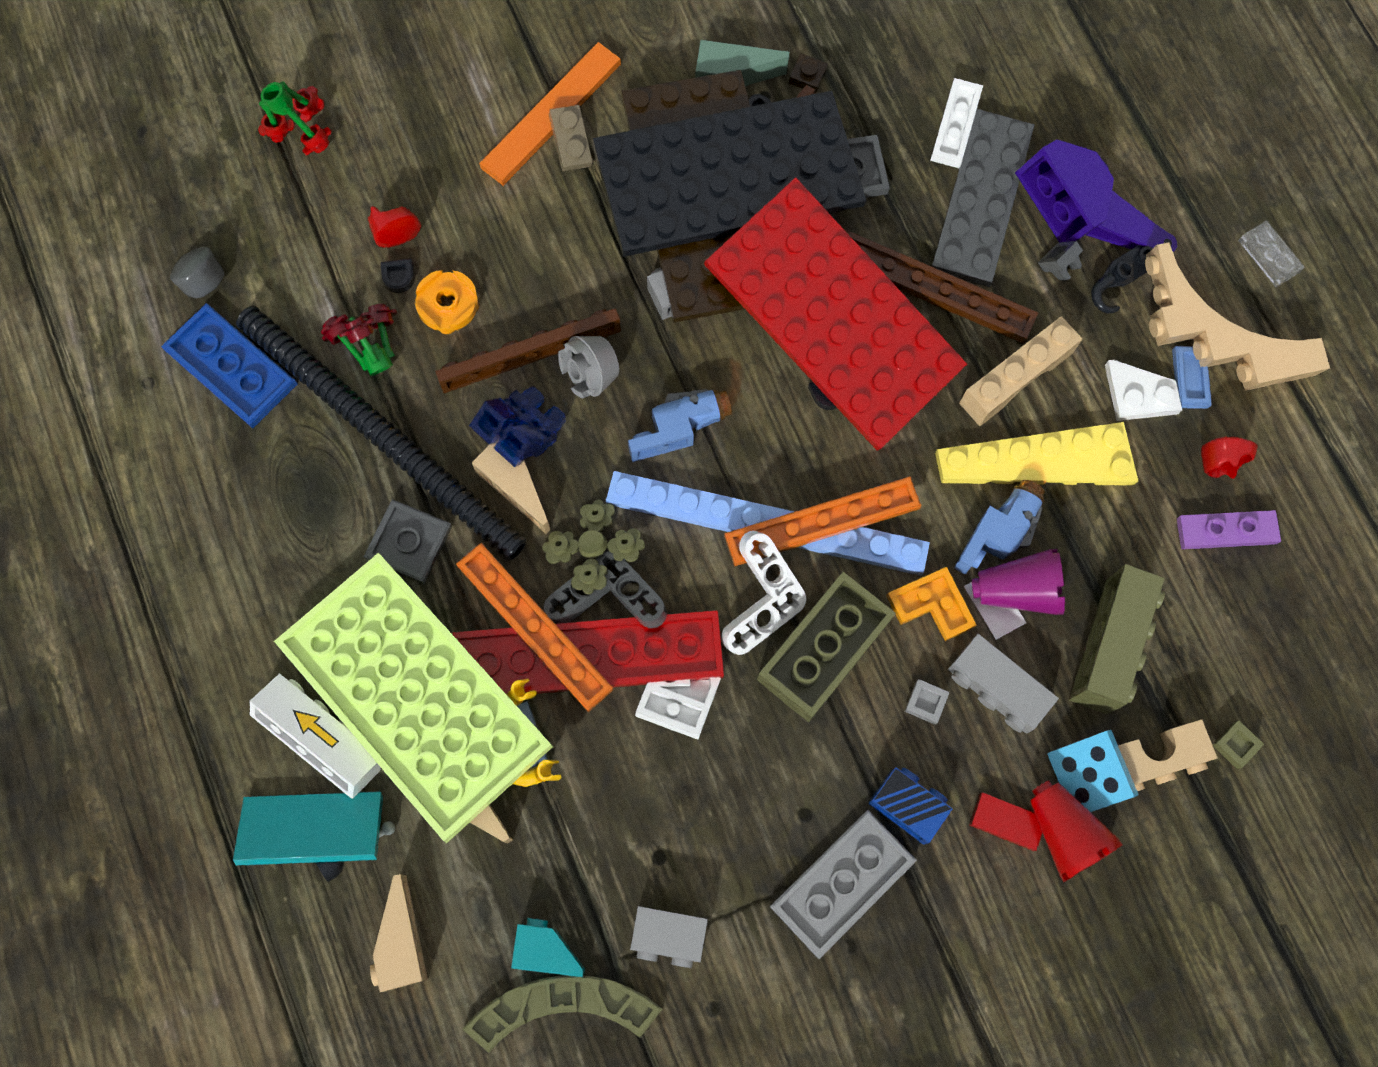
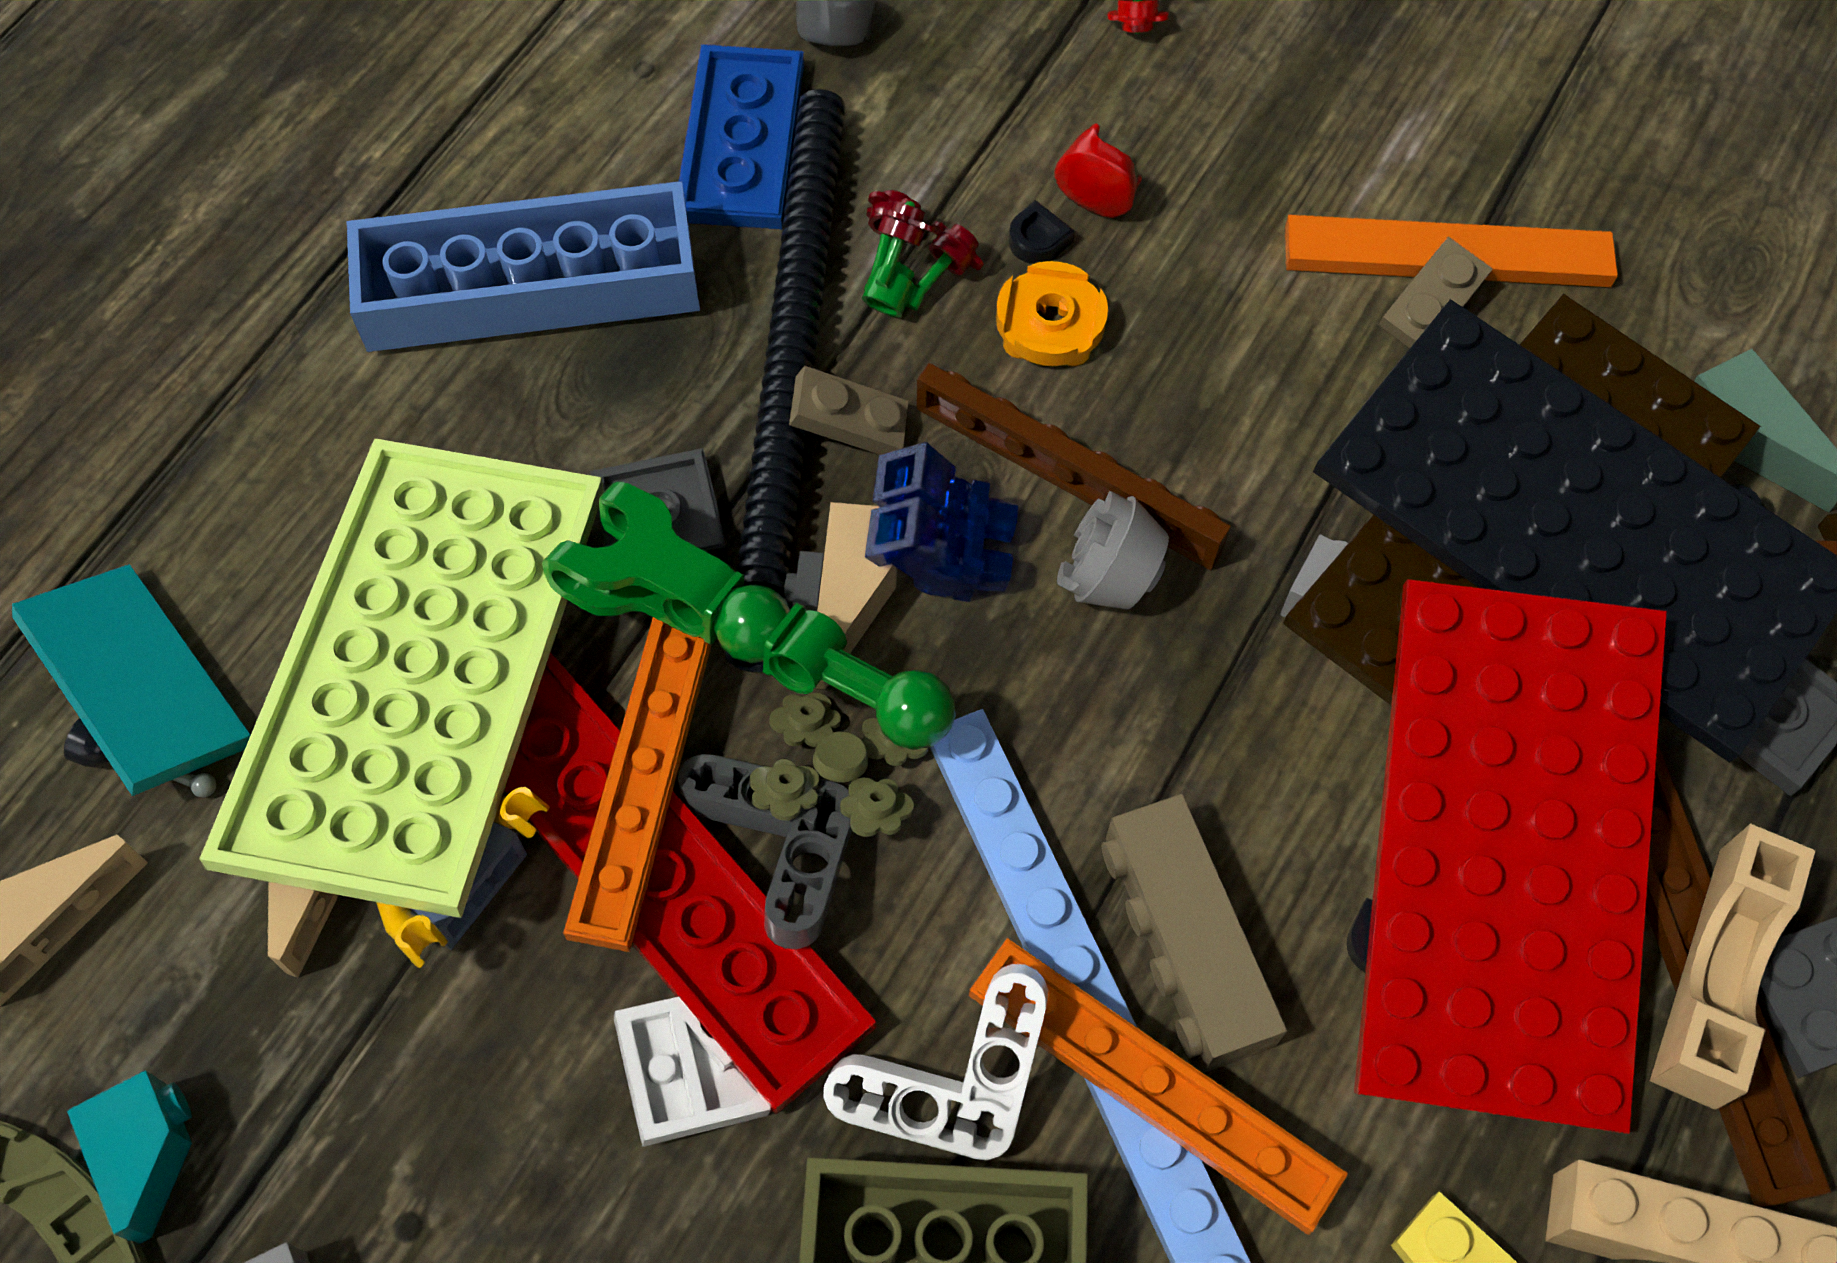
camera: 55 degrees right, 10 degrees down
(229, 513) = (521, 266): none -> medium blue brick
(314, 734) = (273, 579): white brick -> none
(428, 423) = (848, 412): none -> dark tan plate
(502, 503) = (805, 584): none -> dark grey plate
(510, 535) = (706, 599): none -> green piece
(677, 419) = (1136, 739): medium blue plate -> none
(772, 461) = (1193, 934): none -> dark tan brick
(922, 249) = (1713, 1022): none -> tan arch

